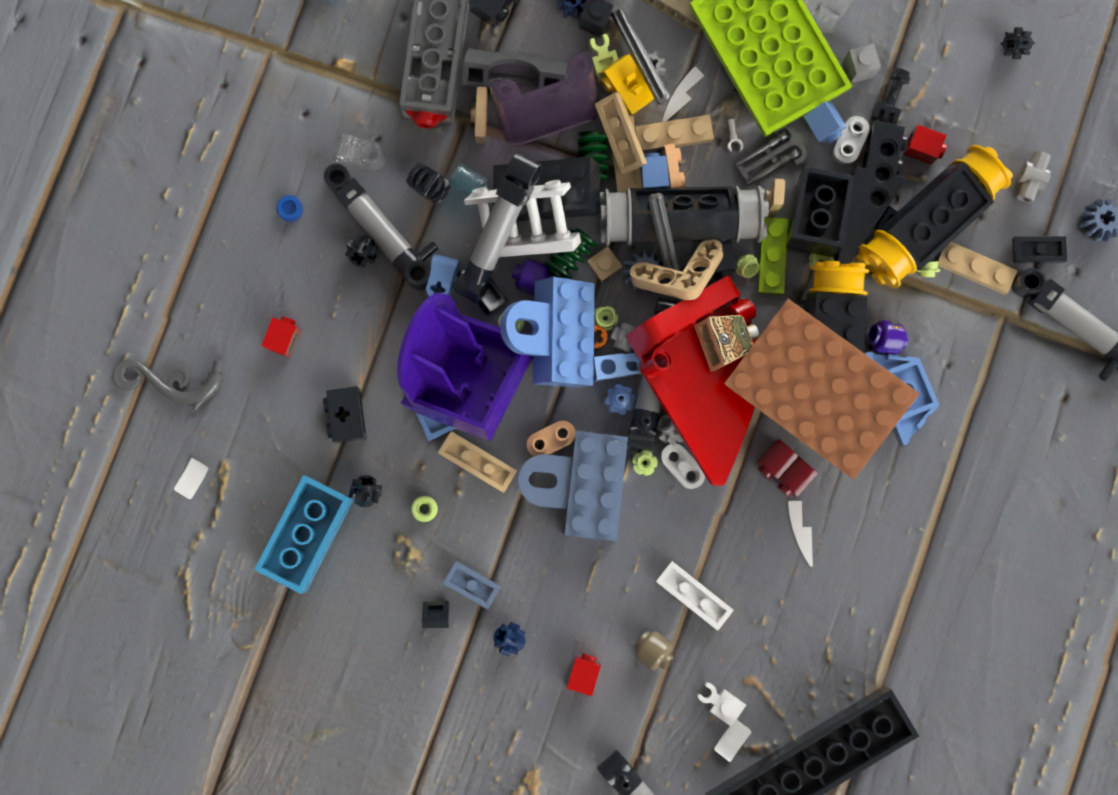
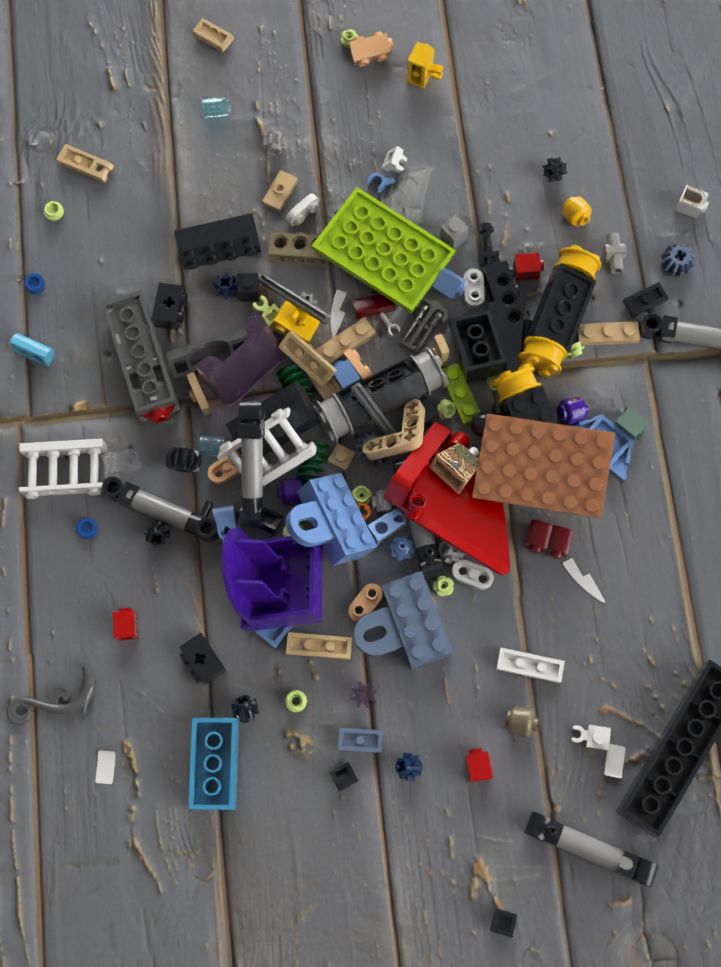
camera: 20 degrees left, 10 degrees down
(291, 102) = (52, 450): none -> white fence
(471, 213) = (226, 467): none -> light nougat plate
(491, 537) = (365, 701): none -> clear purple gear
(725, 105) = (372, 306): none -> dark red slope
(775, 301) = (478, 423): none -> black piece
(947, 386) = (632, 424): none -> sand green brick
(1016, 106) = (576, 211): none -> yellow head

